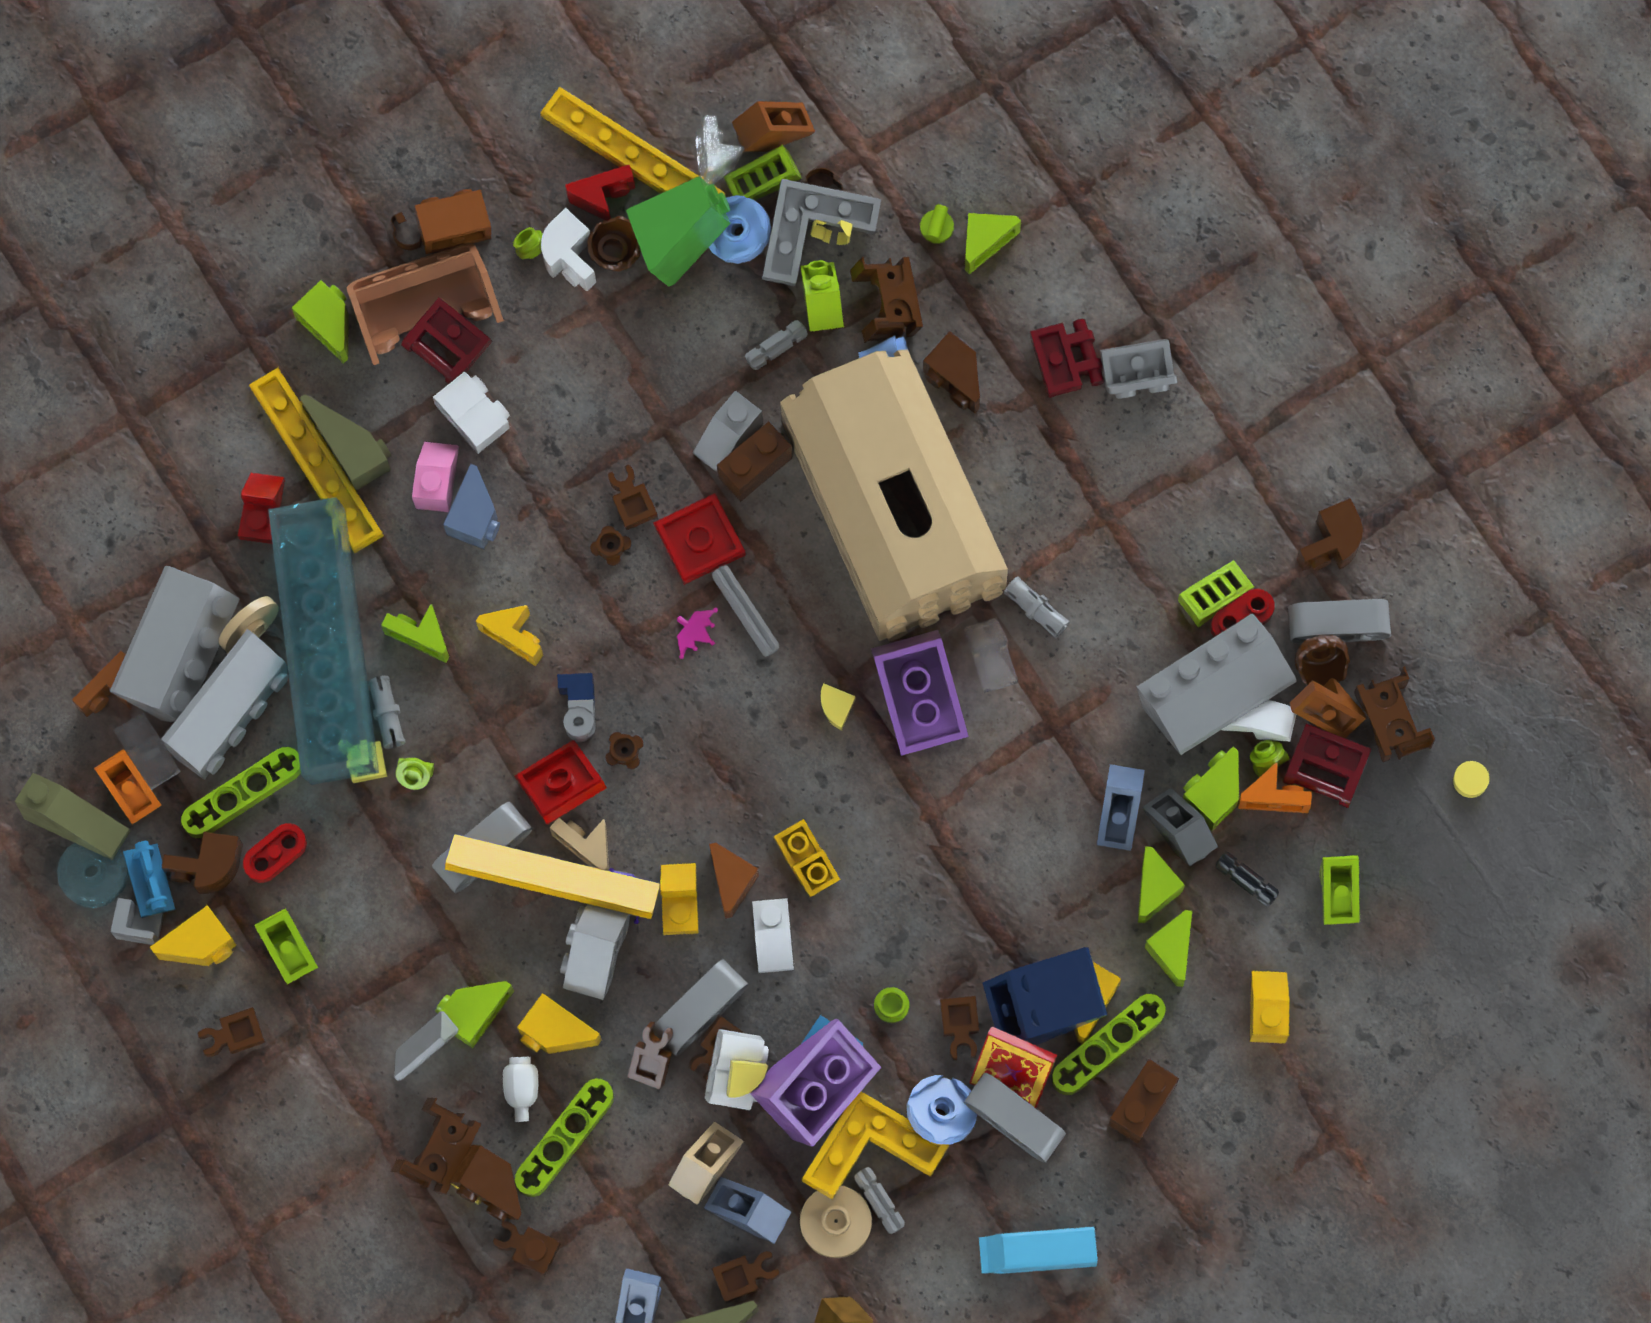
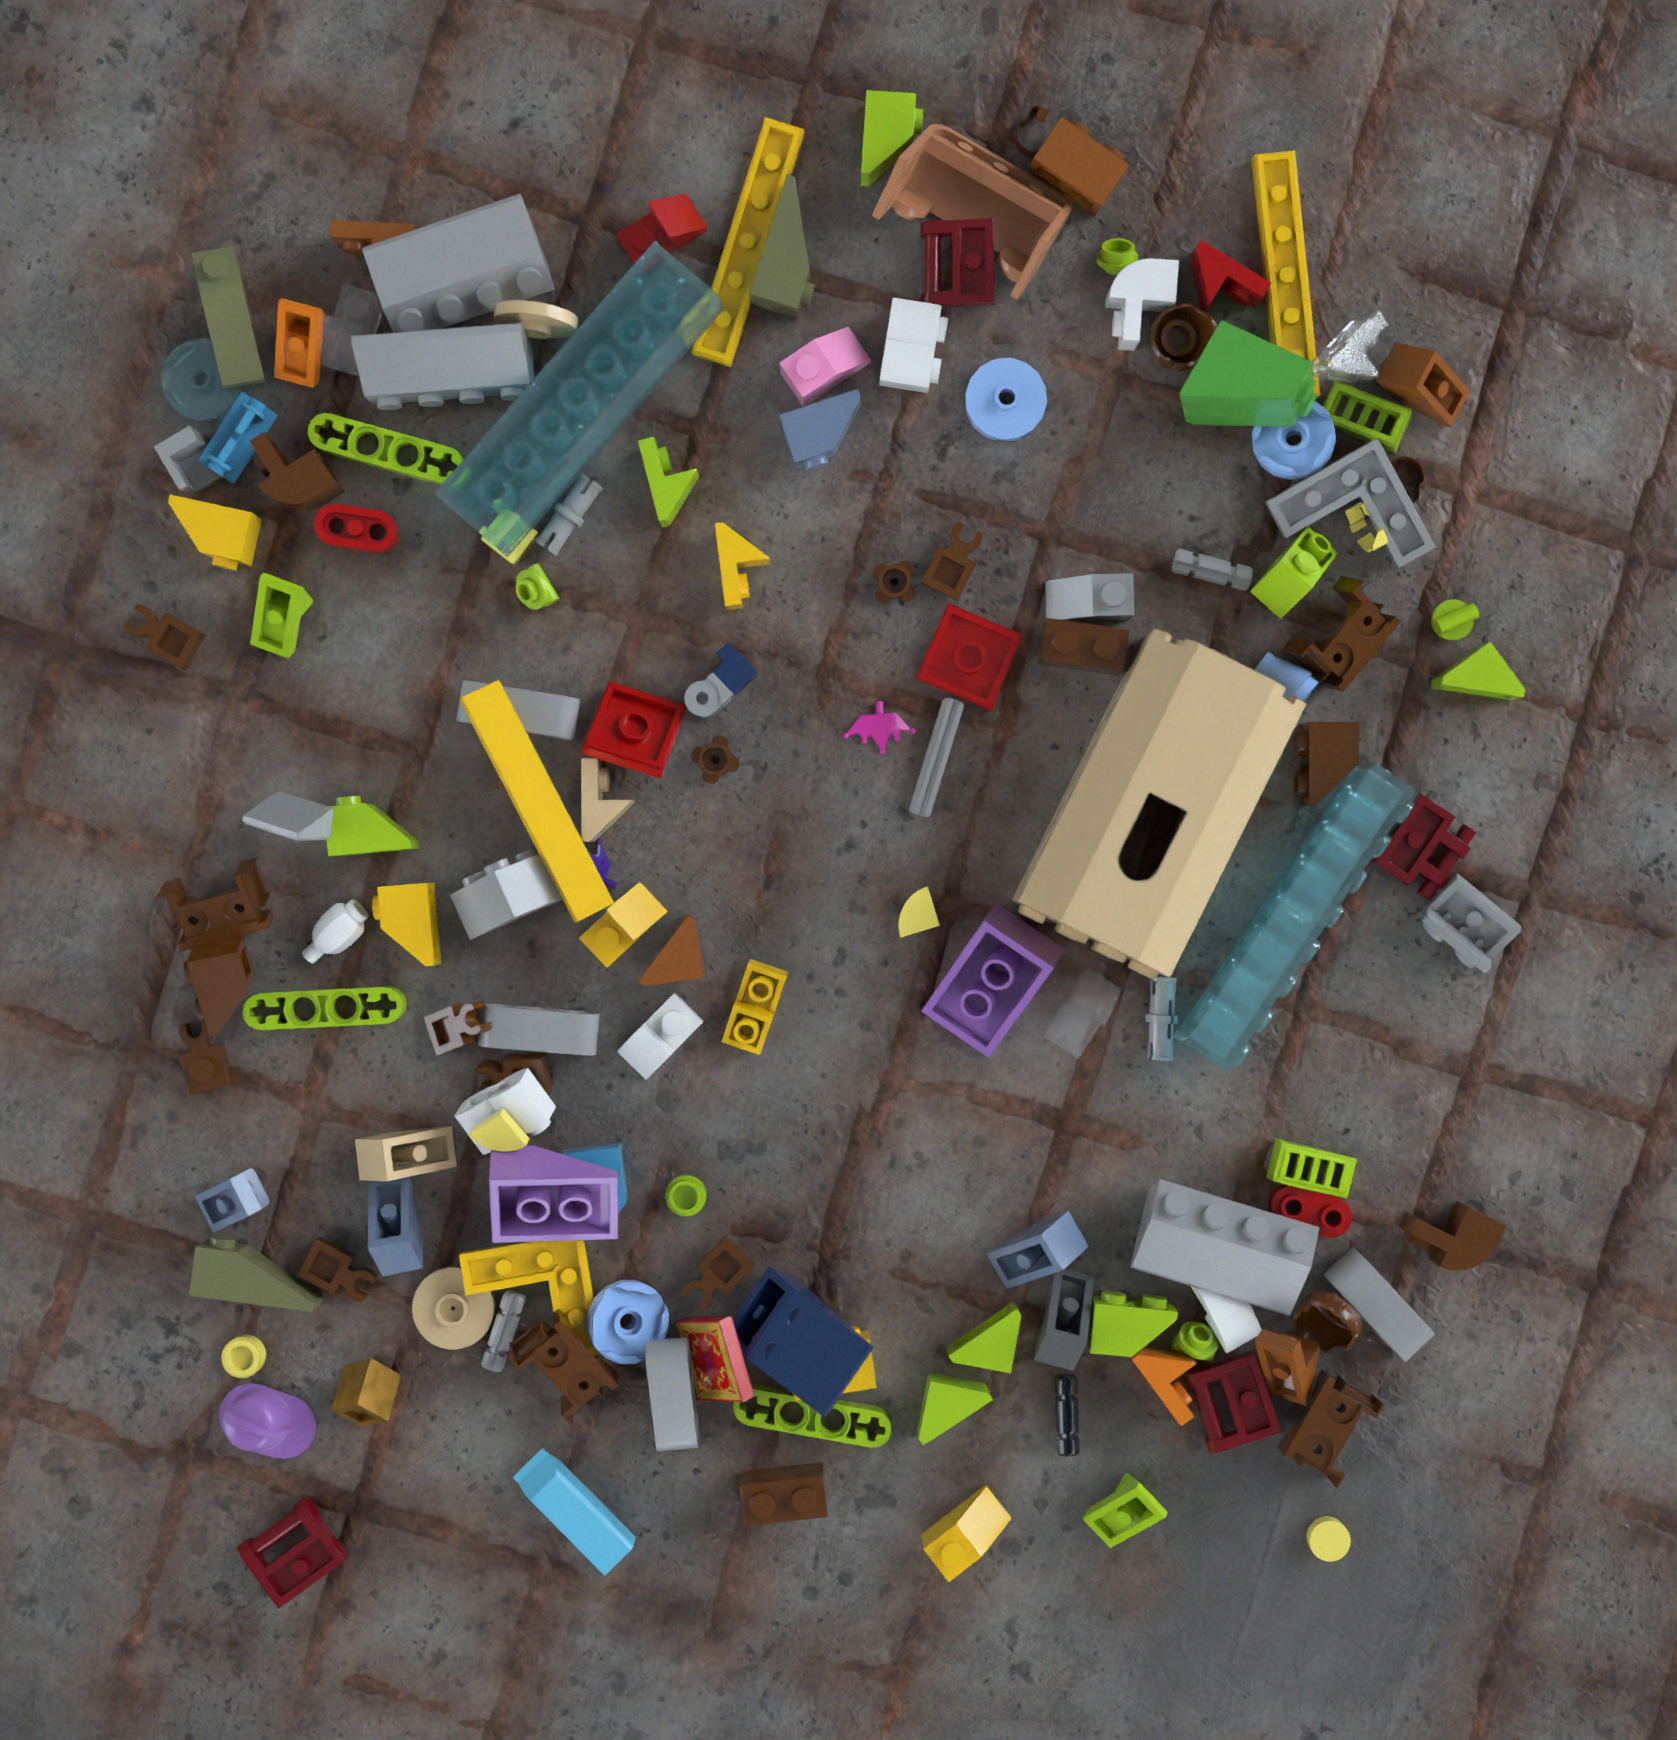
camera: 45 degrees right, 15 degrees up
(561, 399) = (1000, 420): none -> light blue plate
(935, 1165) = (567, 1365): none -> reddish brown piece
(1038, 469) = (1295, 915): none -> clear light blue brick

